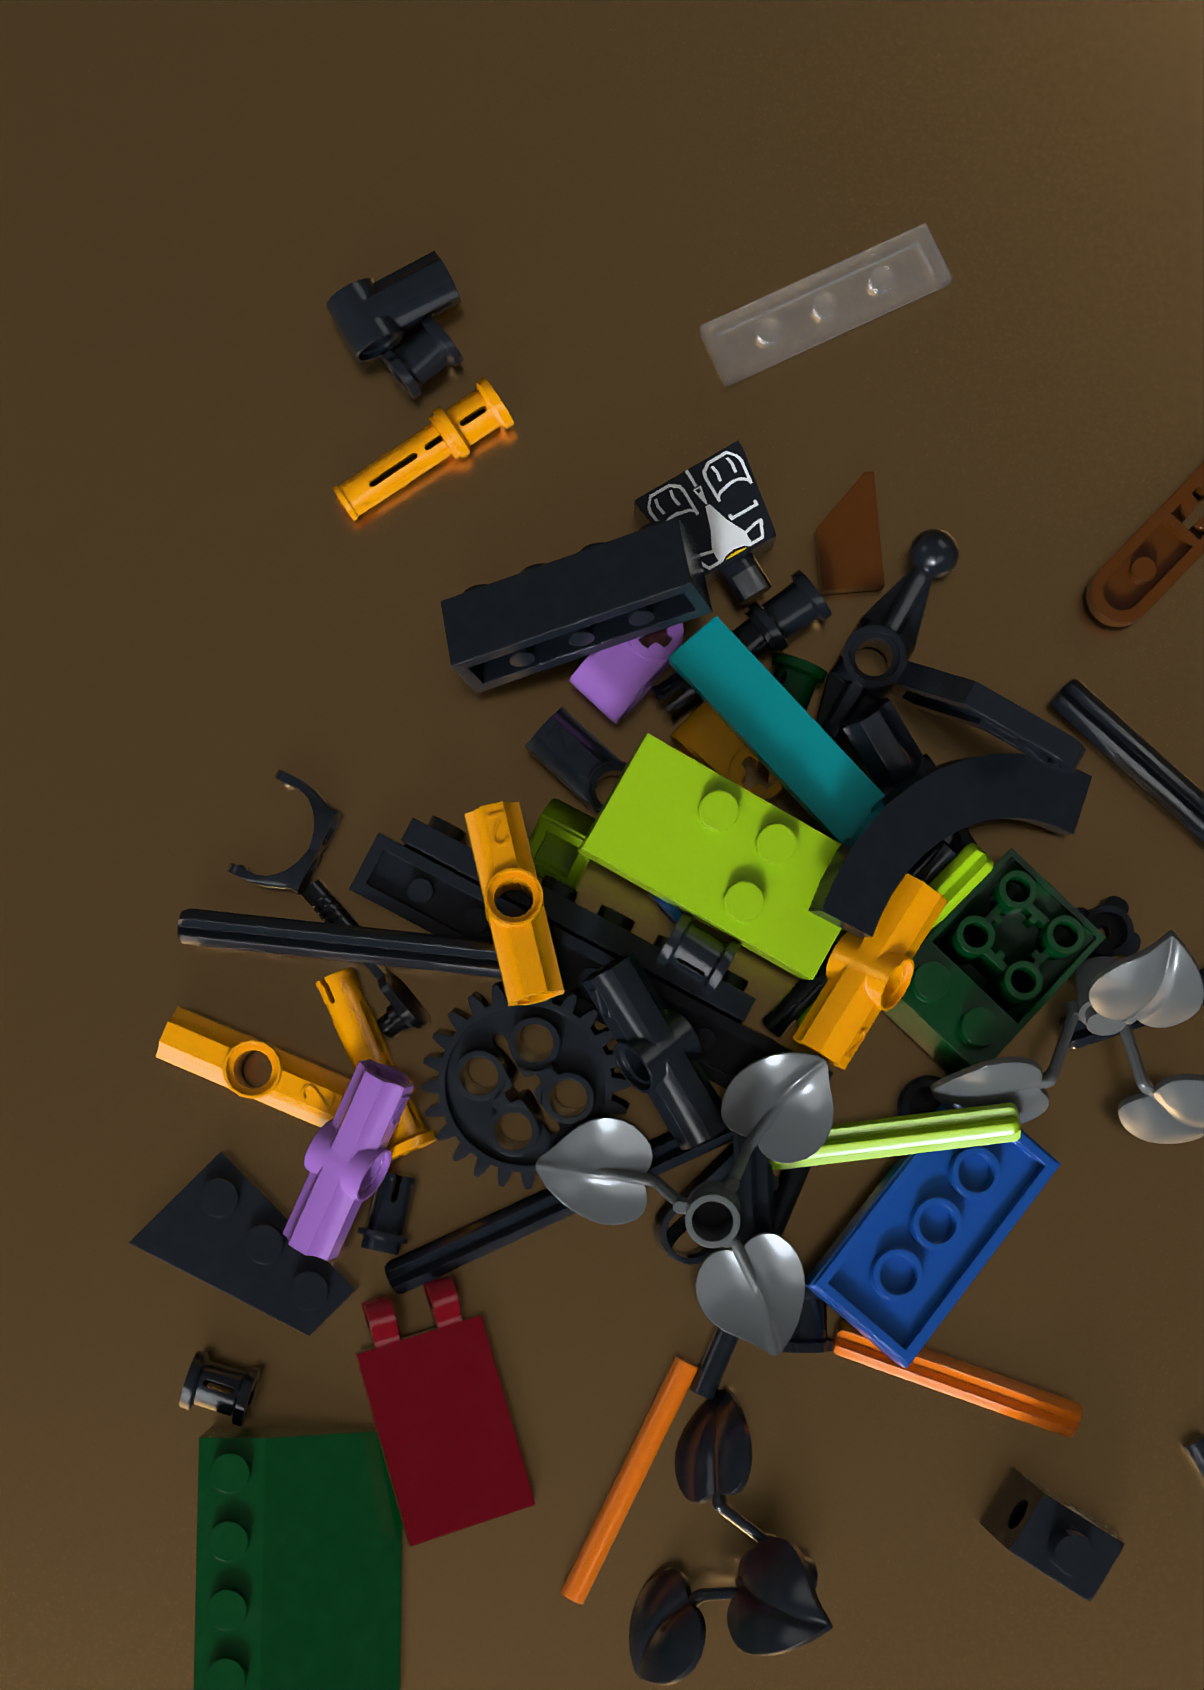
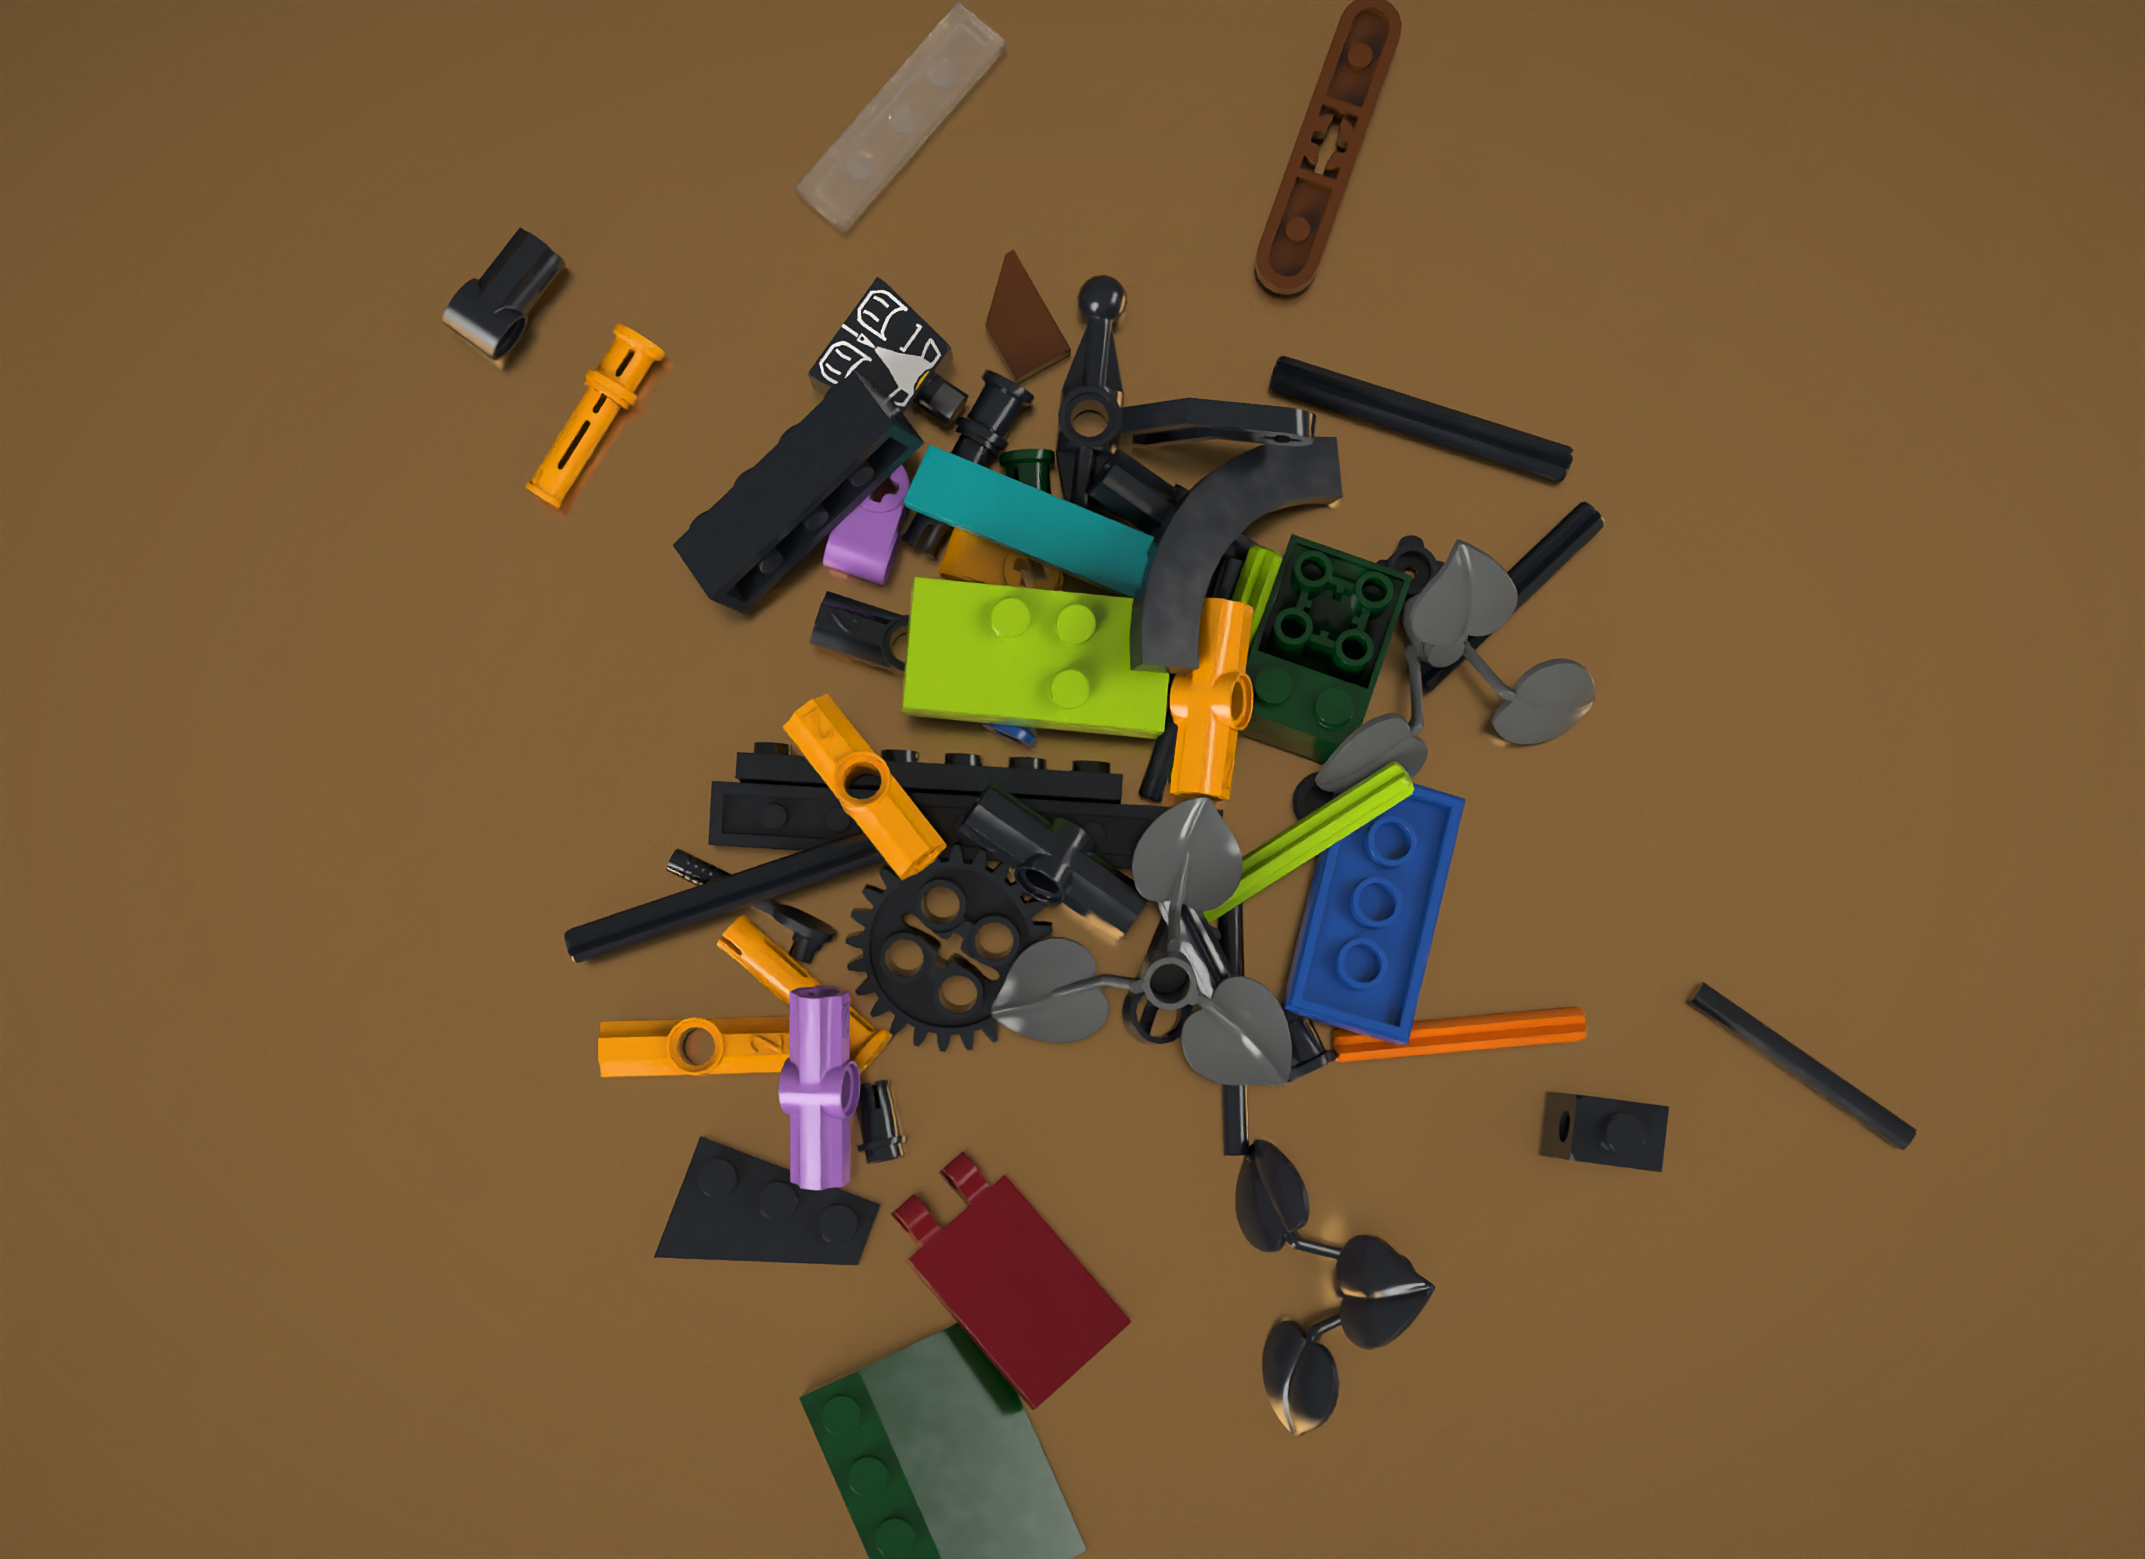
camera: 25 degrees left, 0 degrees up
(204, 1372) = (817, 1357): black bush -> none
(301, 873) = (656, 855): black cap -> none
(421, 357) = (552, 330): black bush -> none
(516, 1222) = (1002, 1073): black axle -> none
(557, 840) = (878, 717): lime slope -> none
(629, 1480) = (1206, 1262): orange bar -> none
(698, 952) = (1051, 754): black bush -> none

